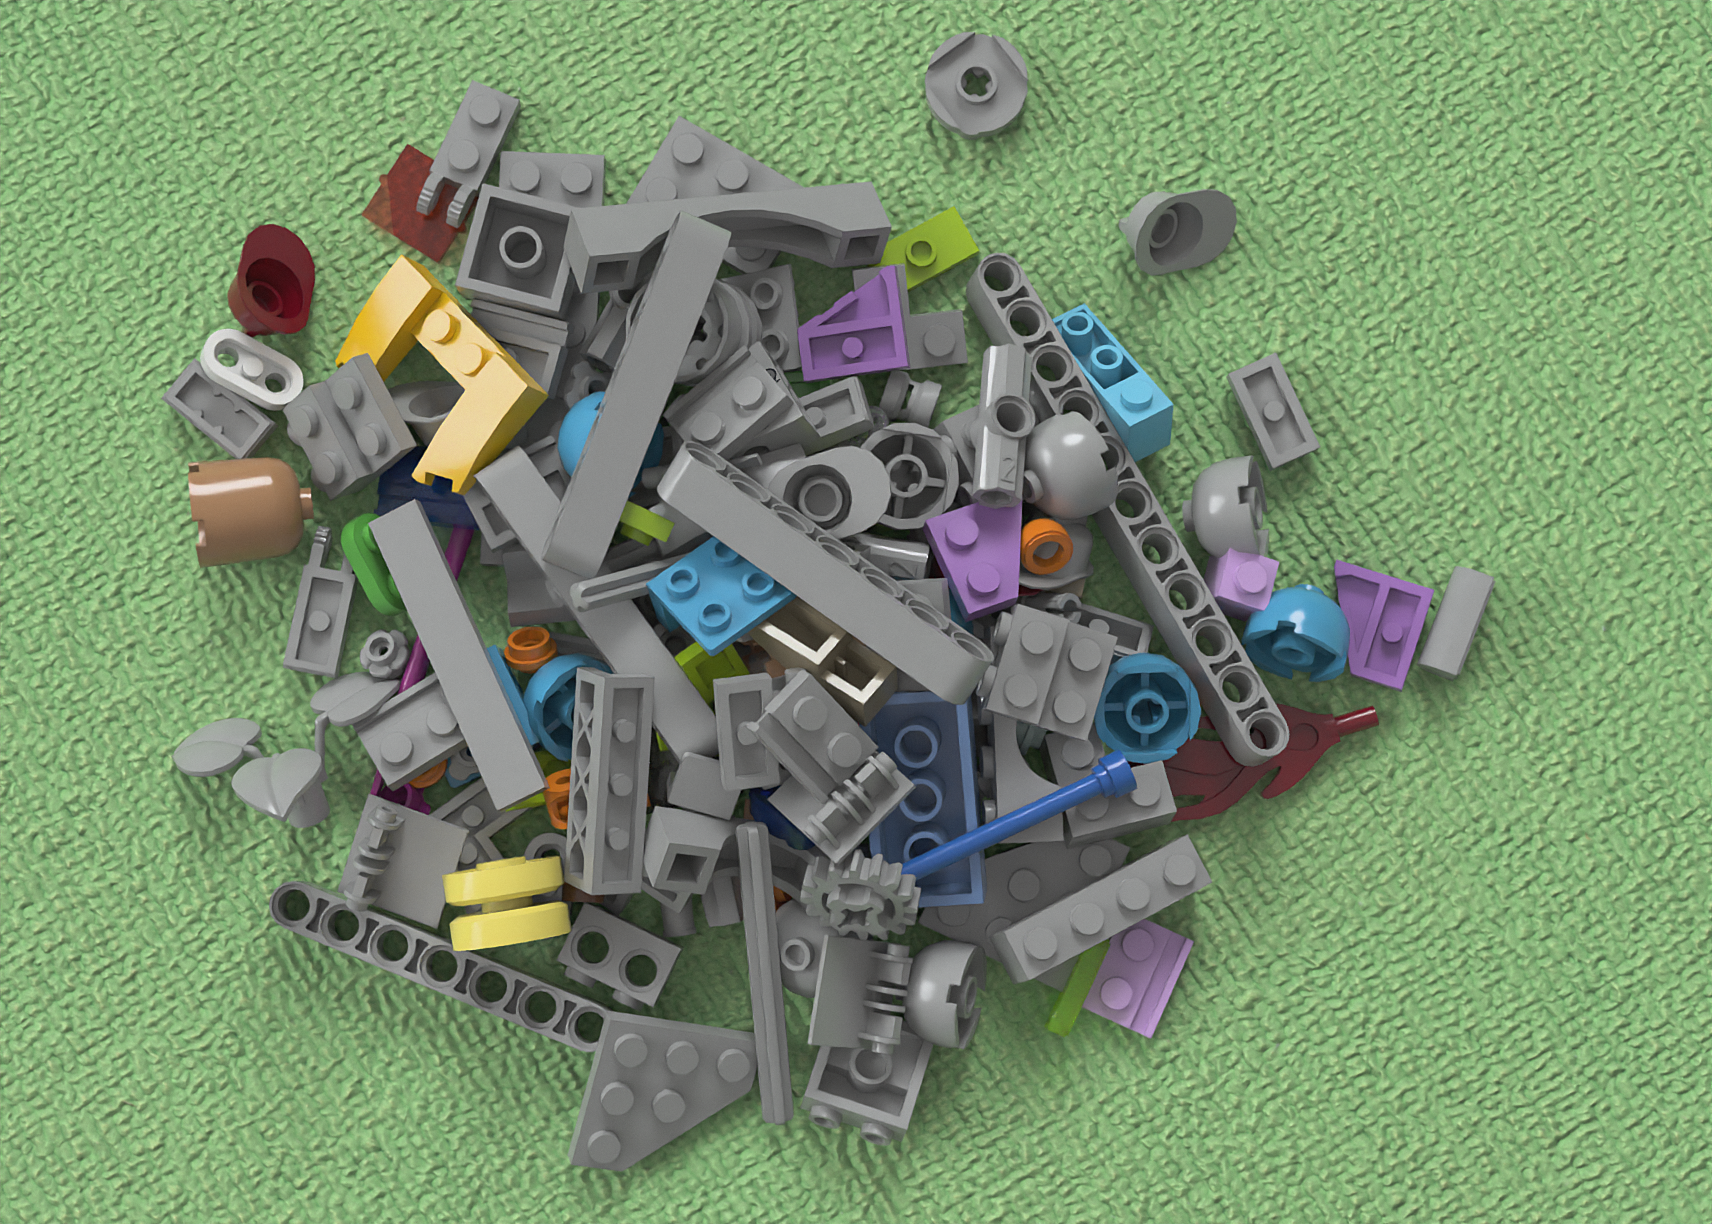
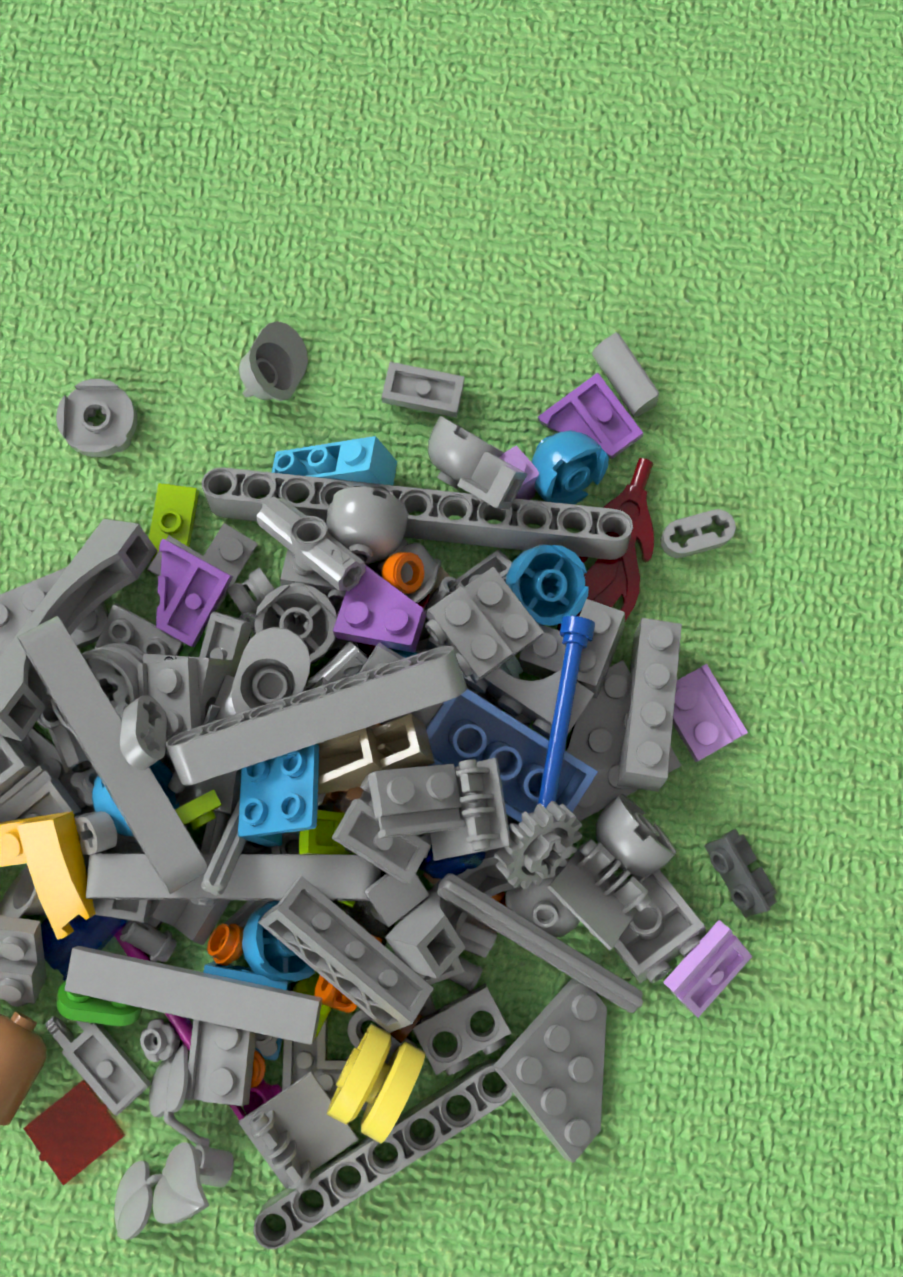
camera: 55 degrees left, 5 degrees down
(235, 636) = (74, 1132): none -> clear red piece
(475, 567) = (149, 940): none -> light grey pin
(545, 435) = (96, 832): none -> light grey beam
(679, 411) = (143, 732): none -> light grey beam
(866, 1167) = (708, 969): none -> lavender plate
(1000, 1113) = (749, 890): none -> dark grey hinge
(1076, 989) = (690, 760): clear neon green tile -> none
(1215, 569) = (494, 481): none -> light grey panel
(1342, 820) = (700, 542): none -> light grey beam

